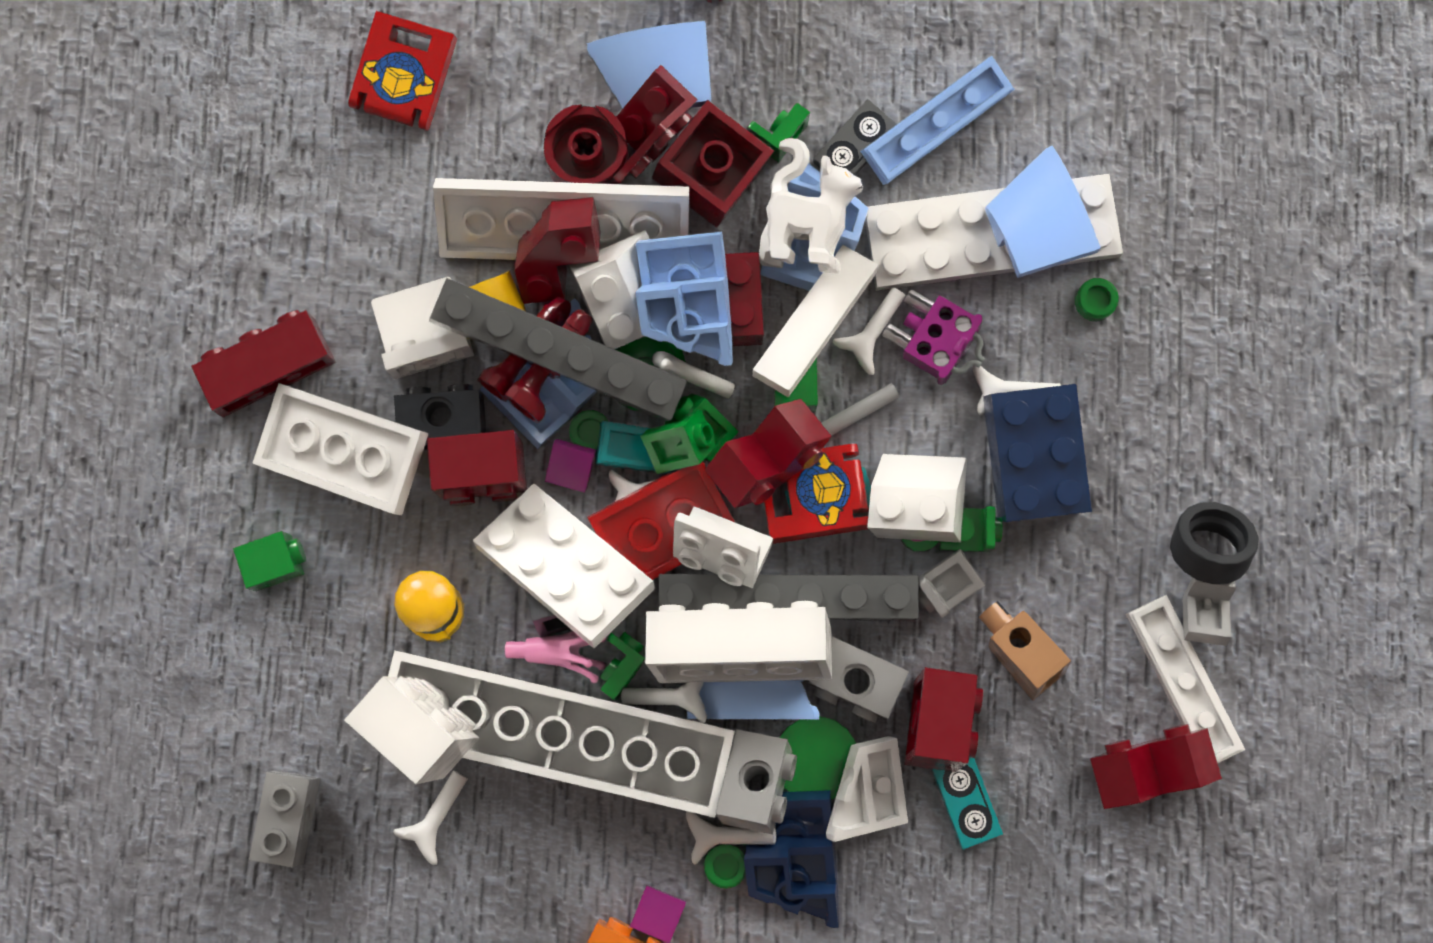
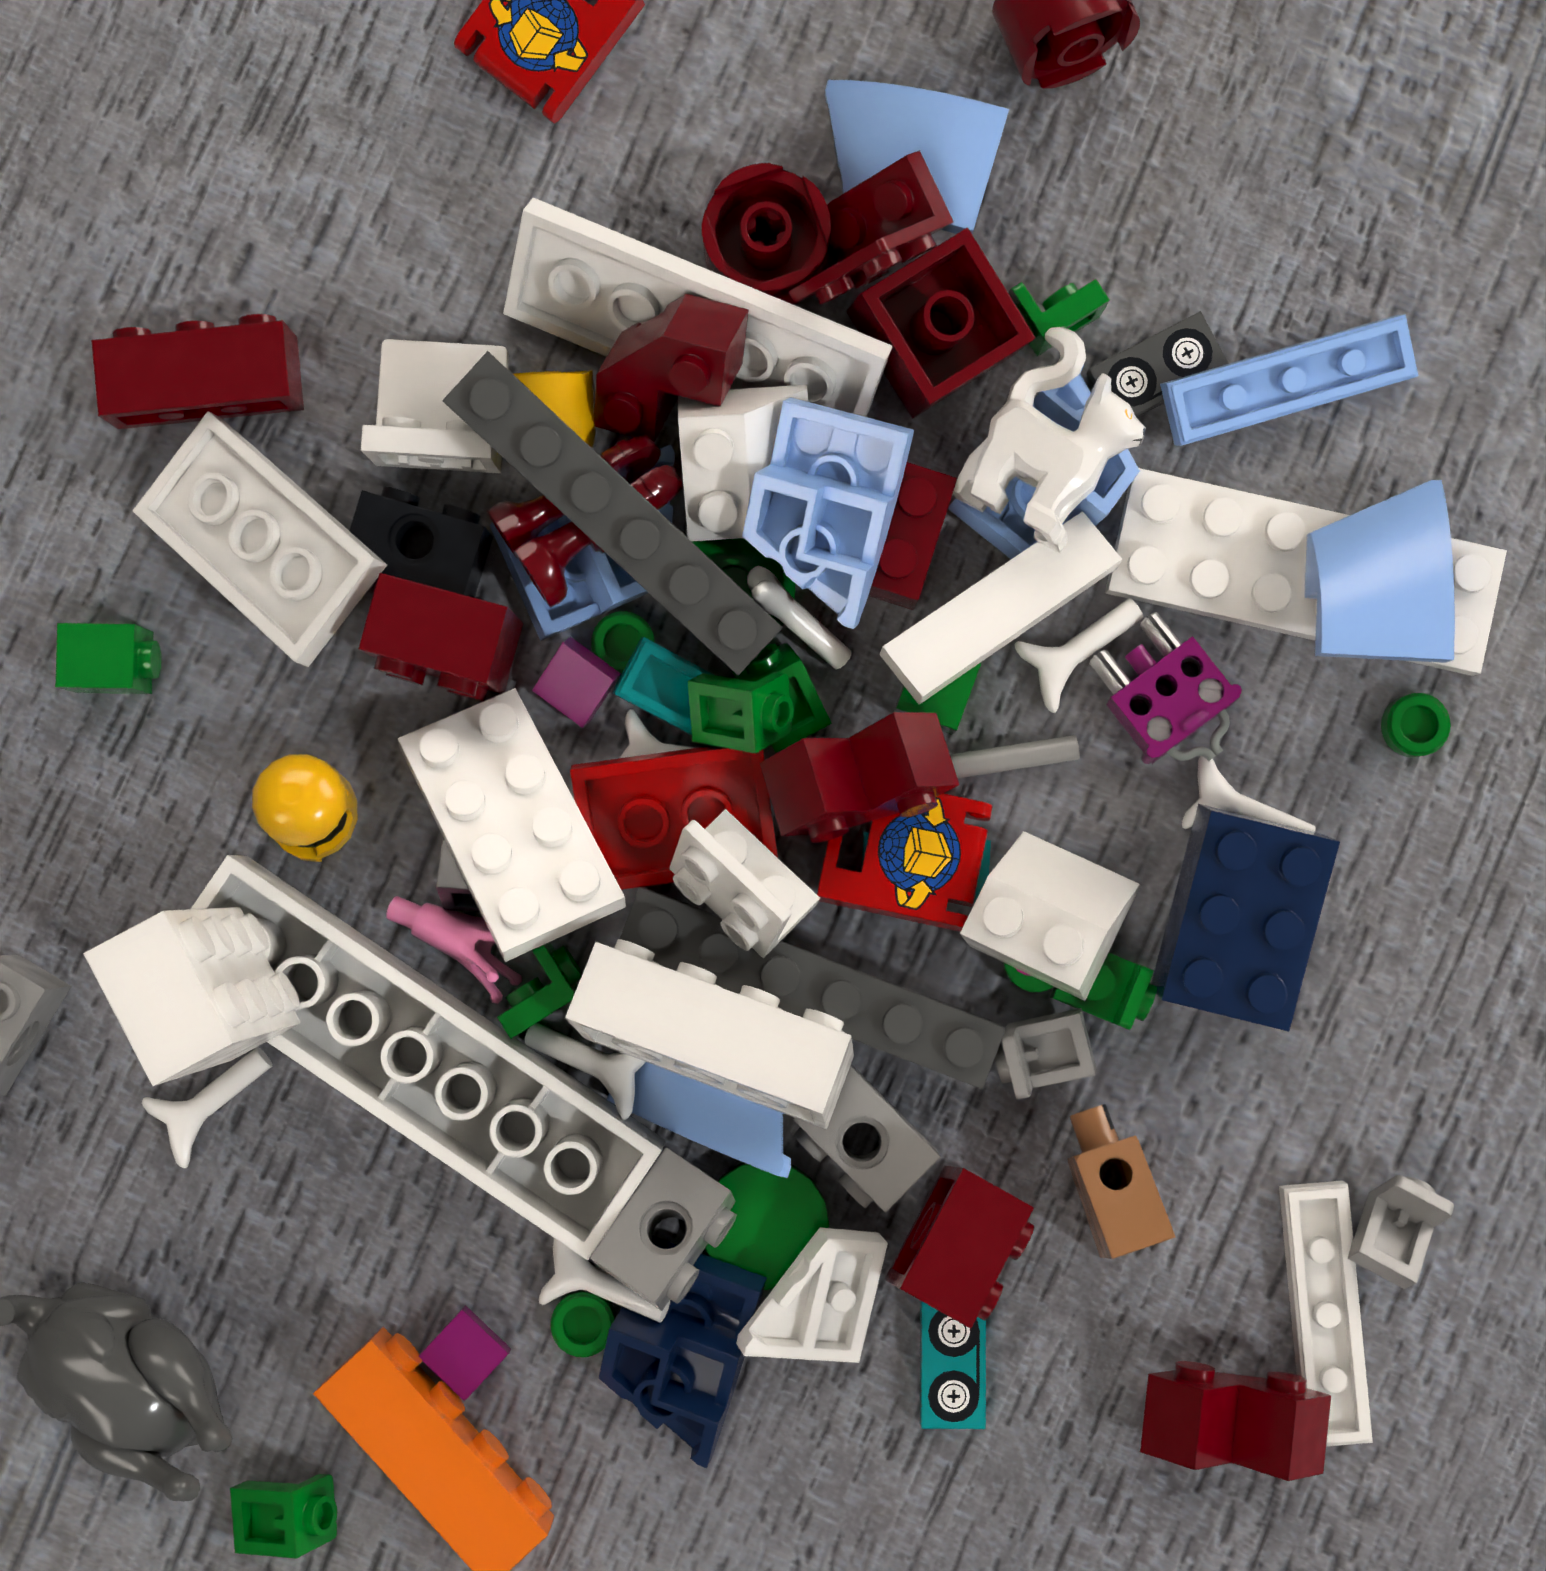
camera: 25 degrees right, 5 degrees up
(1221, 520) = (1474, 1115): black tyre -> none

